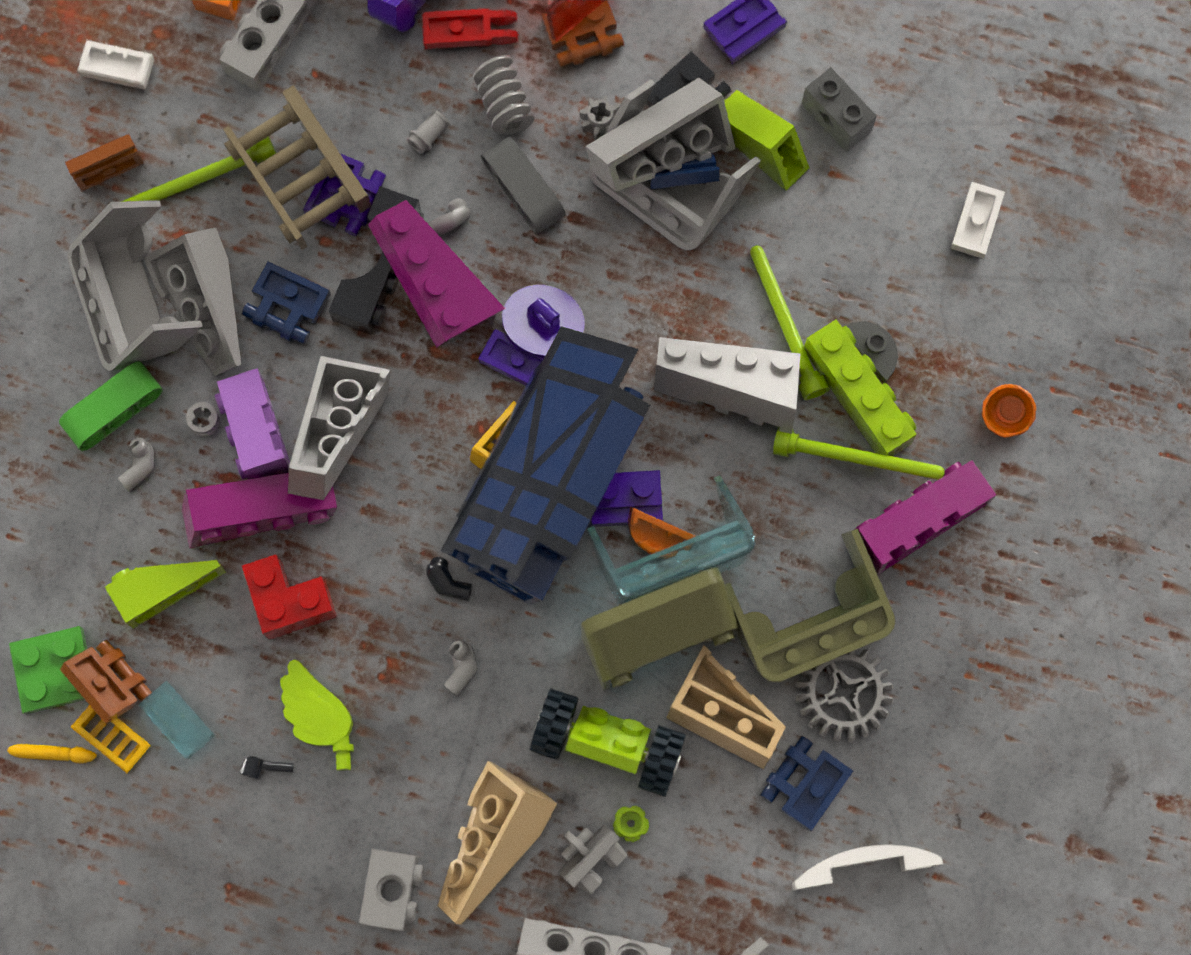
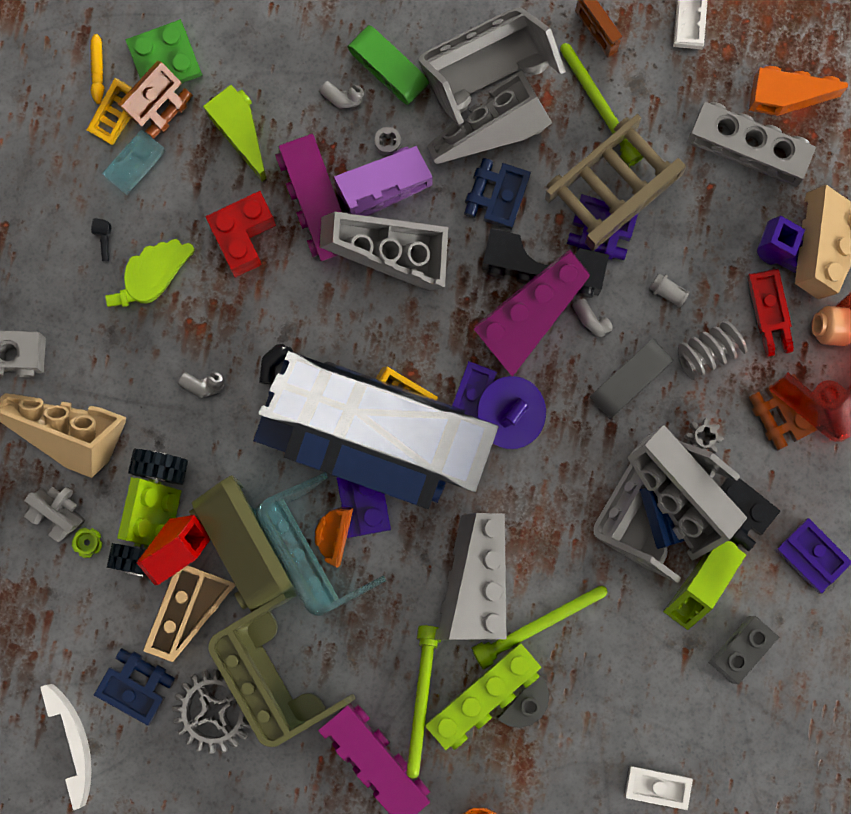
camera: 80 degrees right, 5 degrees up
(655, 705) = (173, 548): none -> red slope

